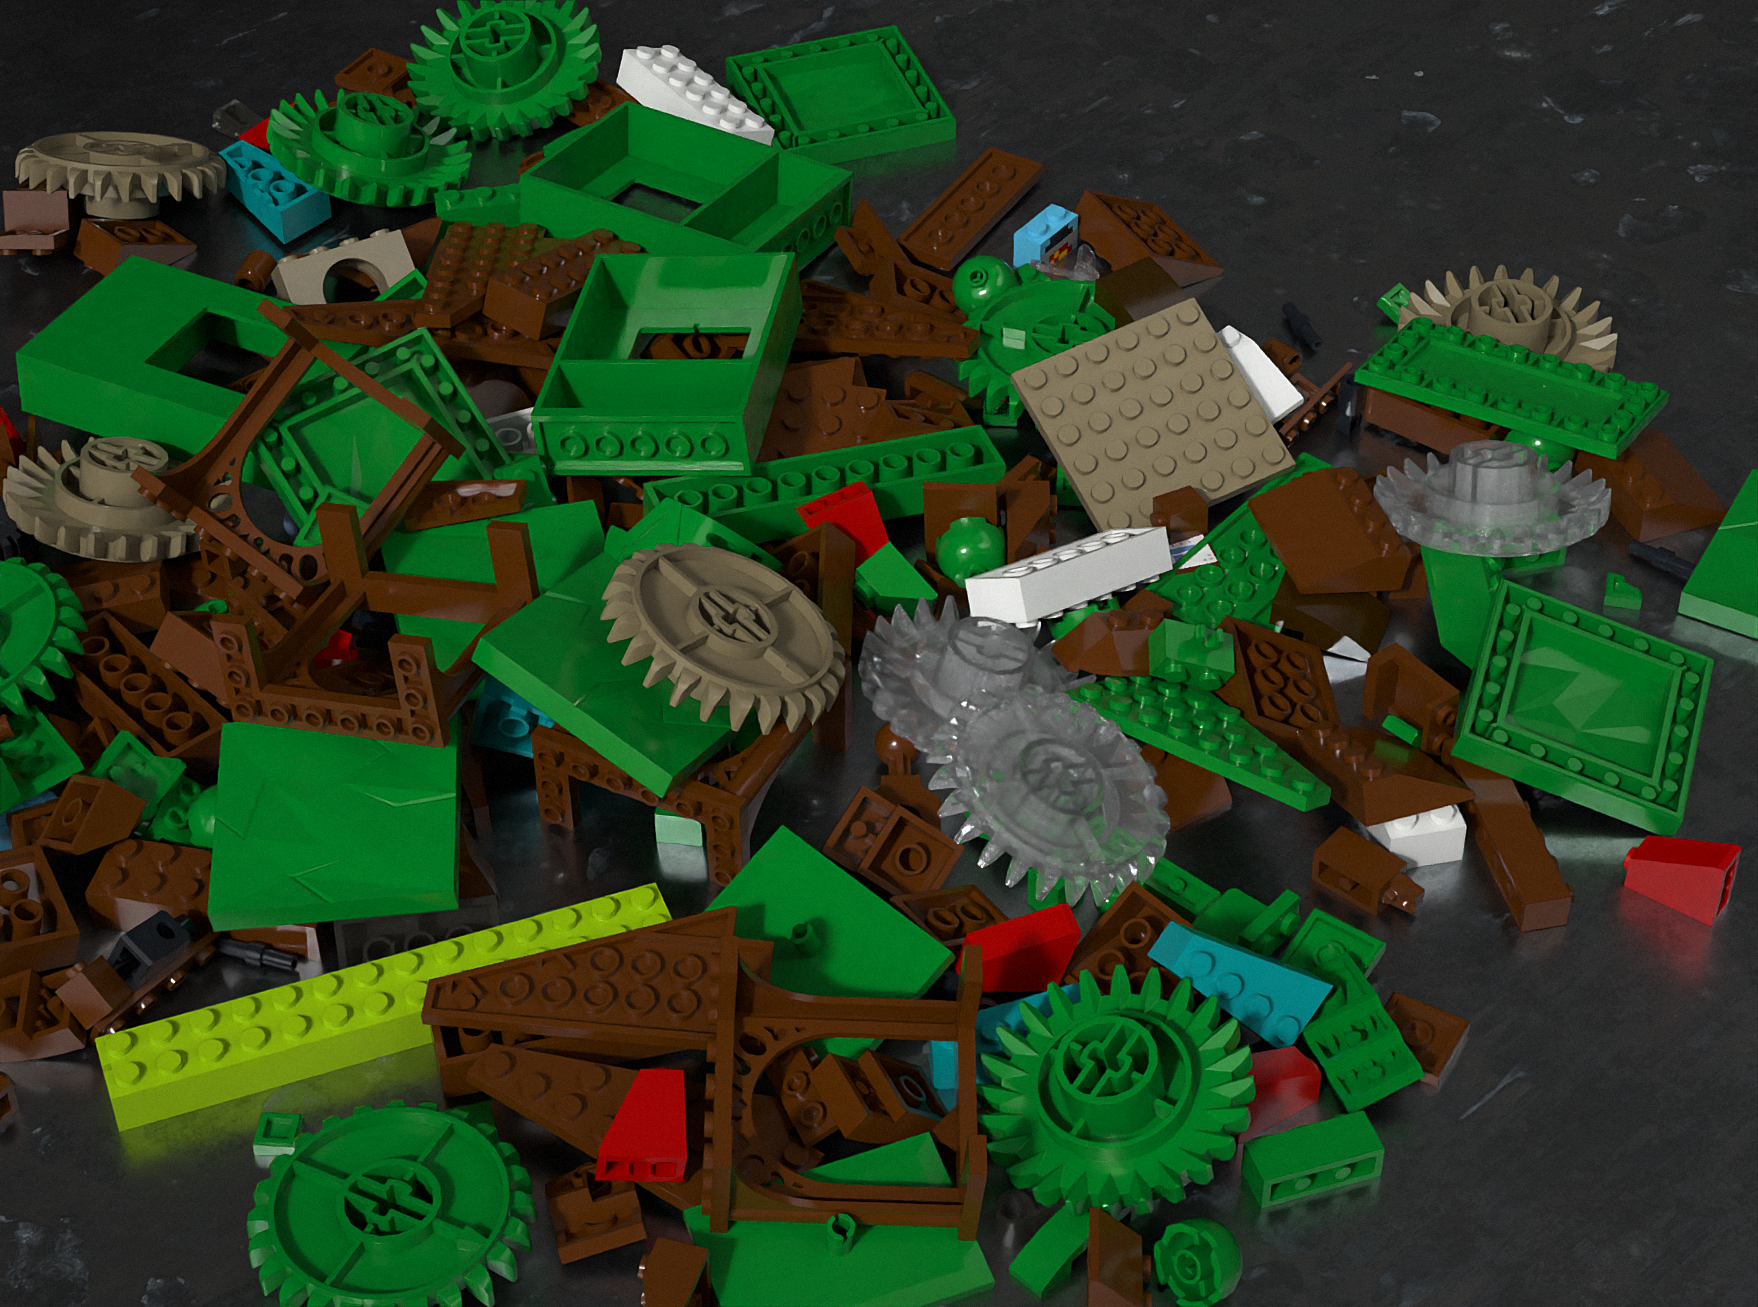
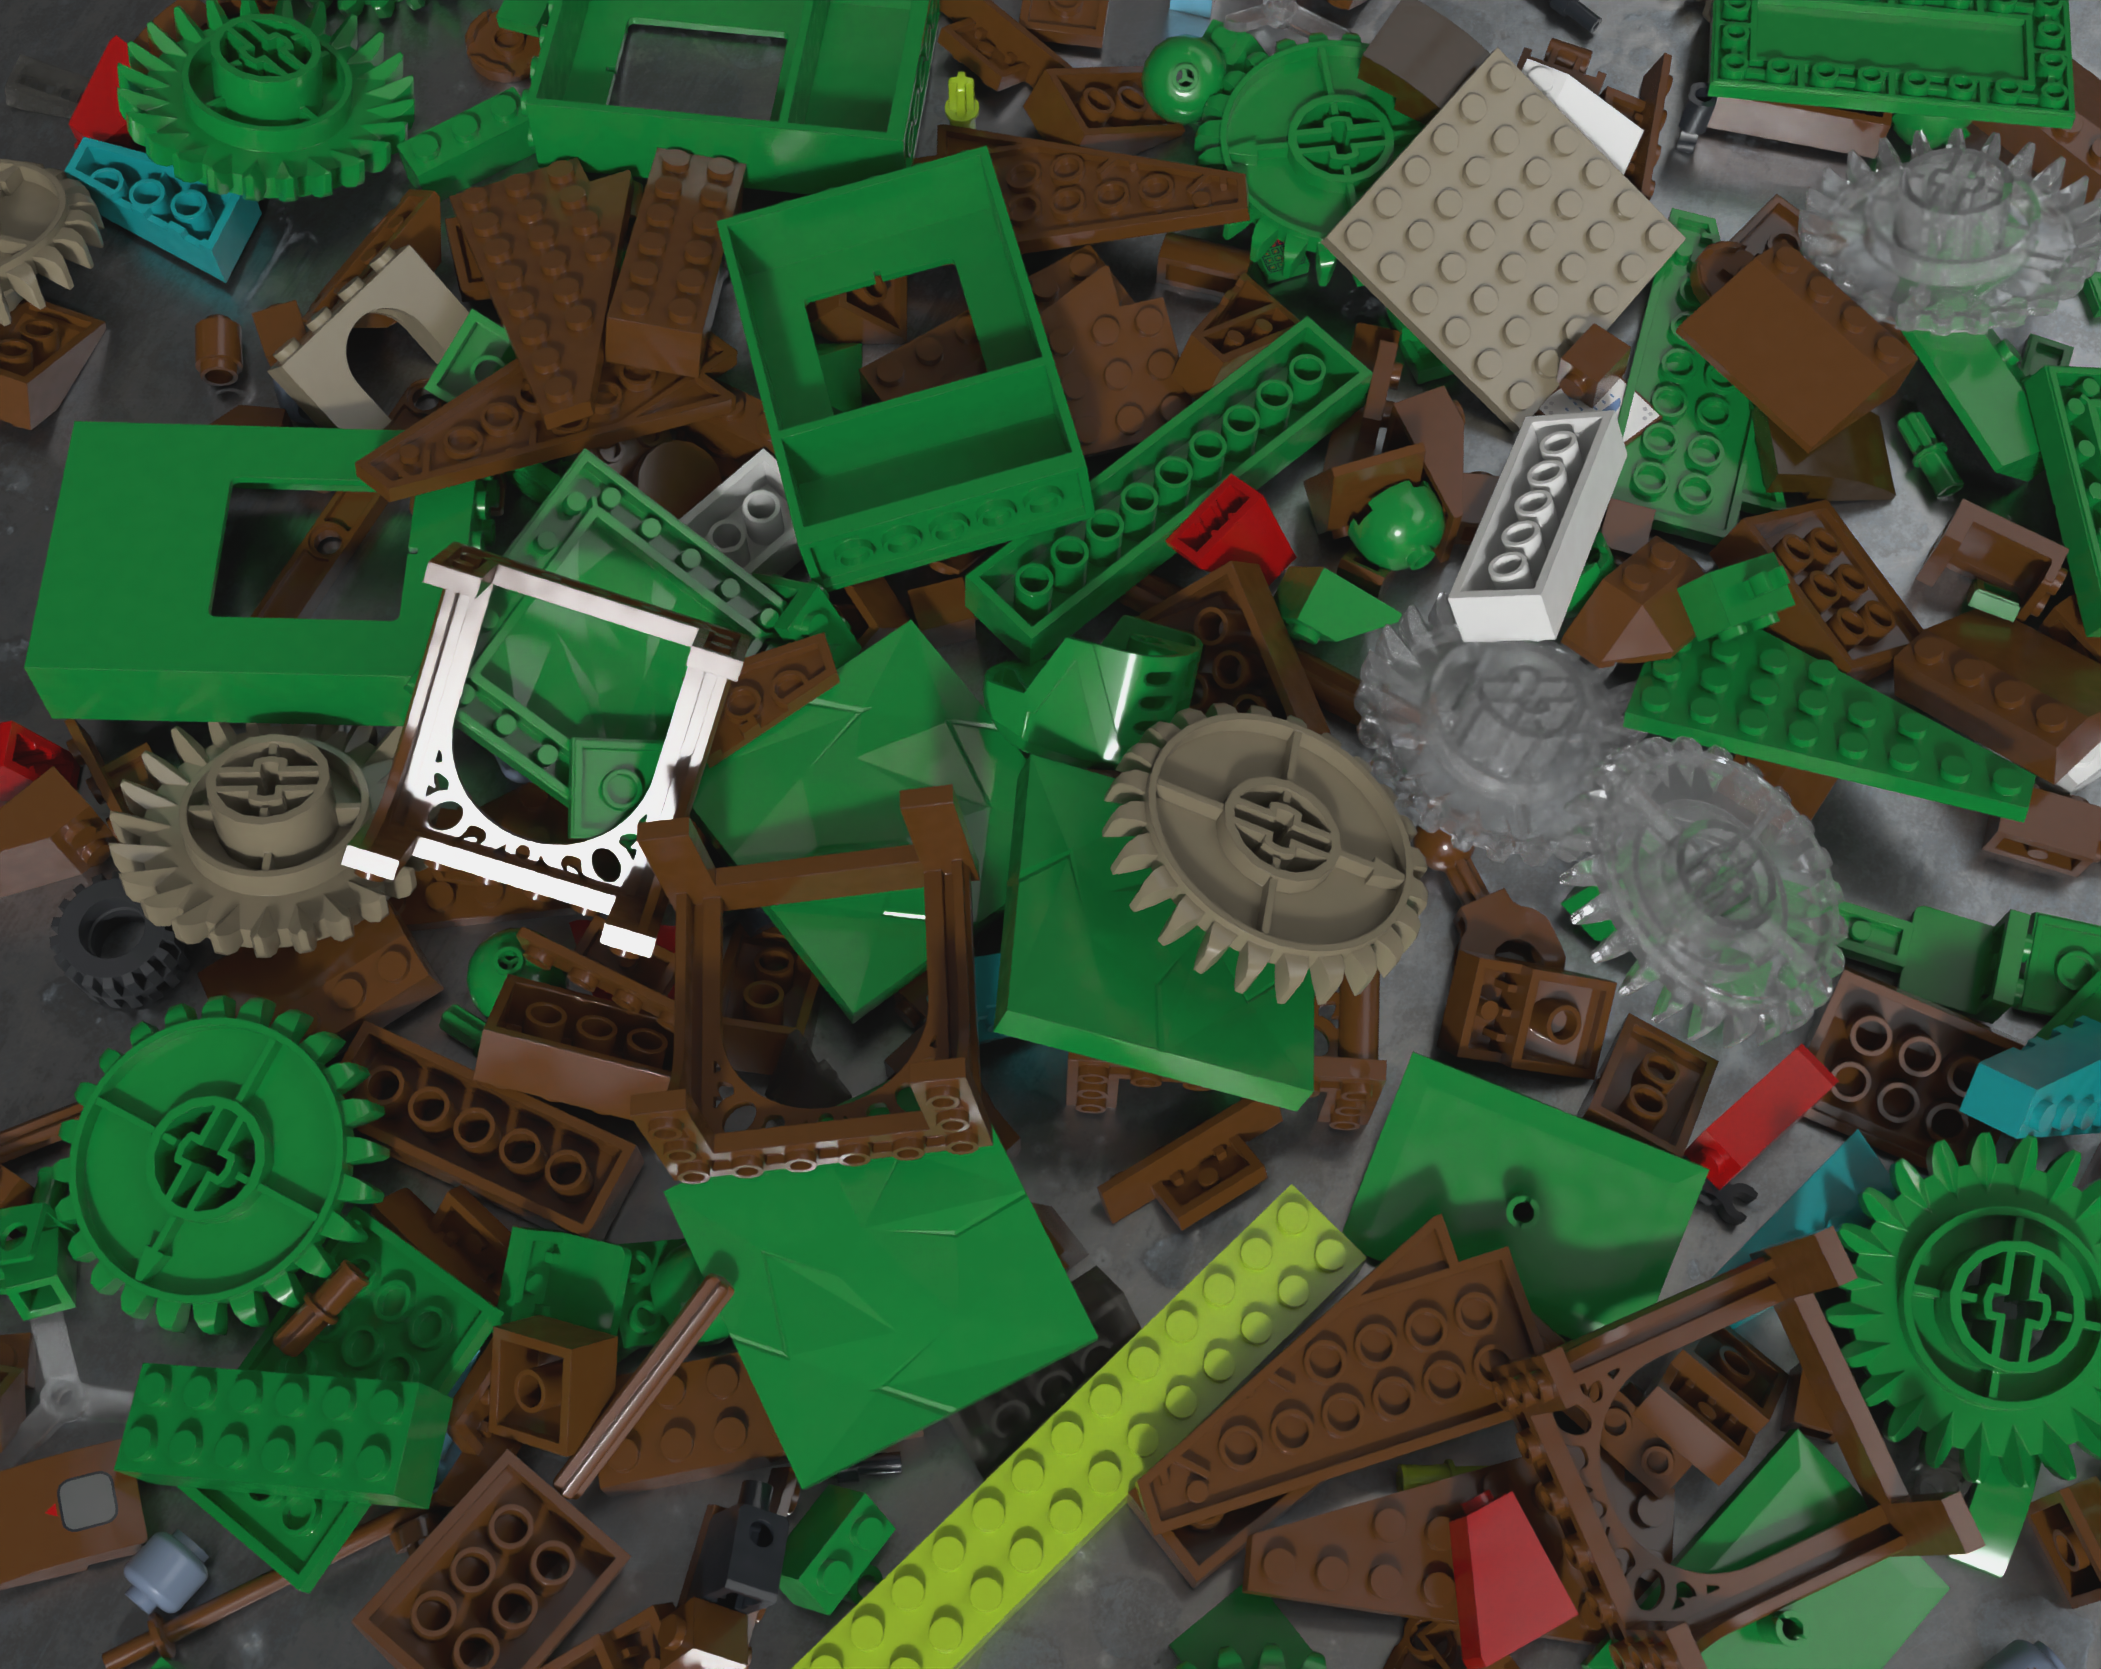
camera: 25 degrees left, 25 degrees up
(143, 830) = (643, 1386): none -> reddish brown axle
(210, 978) = (834, 1550): none -> green brick
(604, 864) = (1196, 1169): none -> reddish brown bracket
(822, 265) = (961, 104): none -> lime axle
(1414, 637) = (1930, 455): none -> green axle

